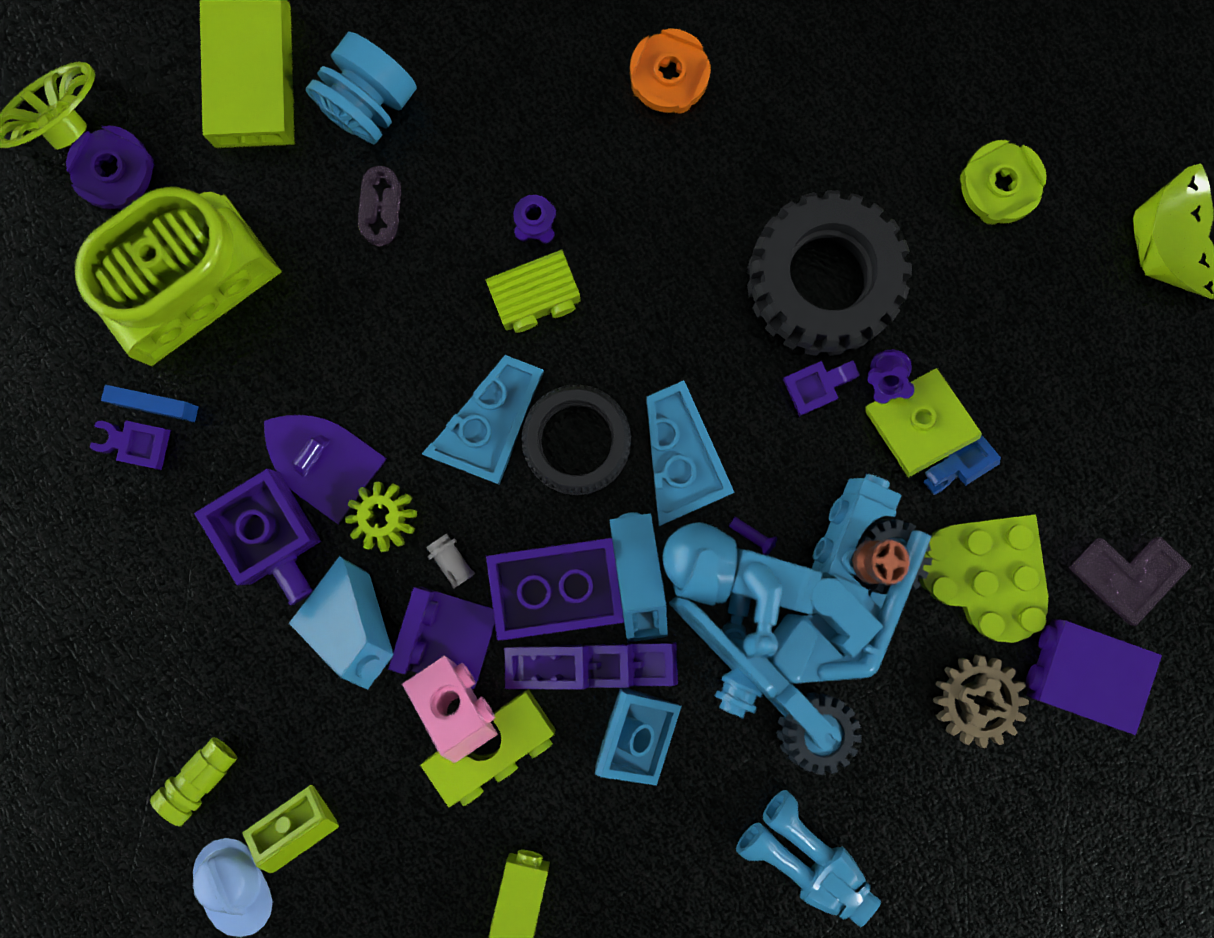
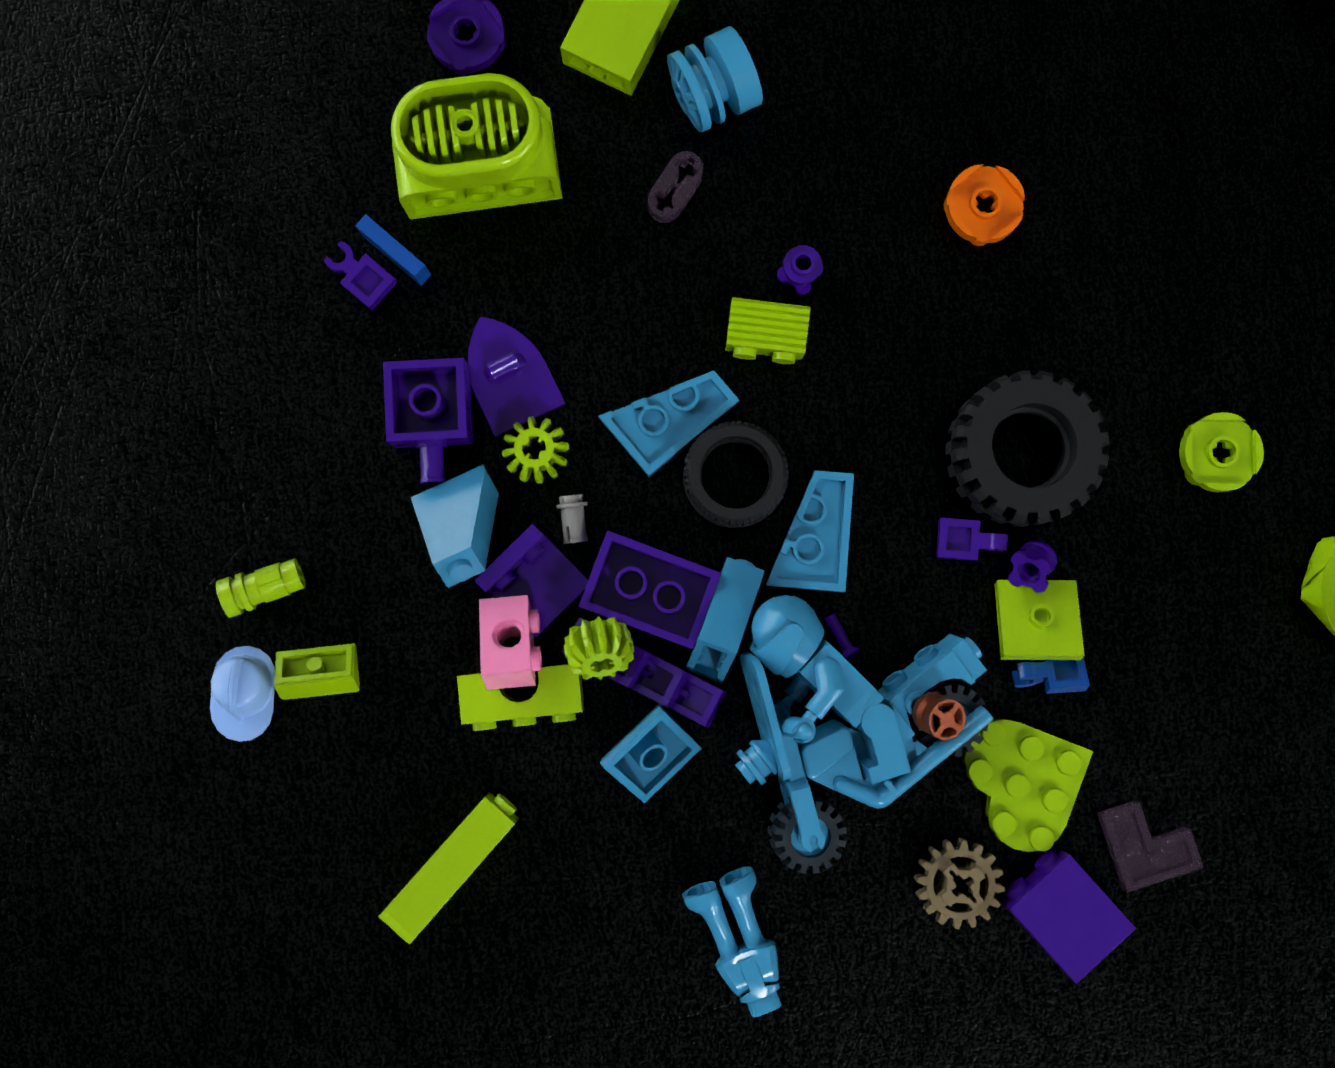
camera: 25 degrees right, 0 degrees up
(537, 669) = (599, 648): none -> lime gear

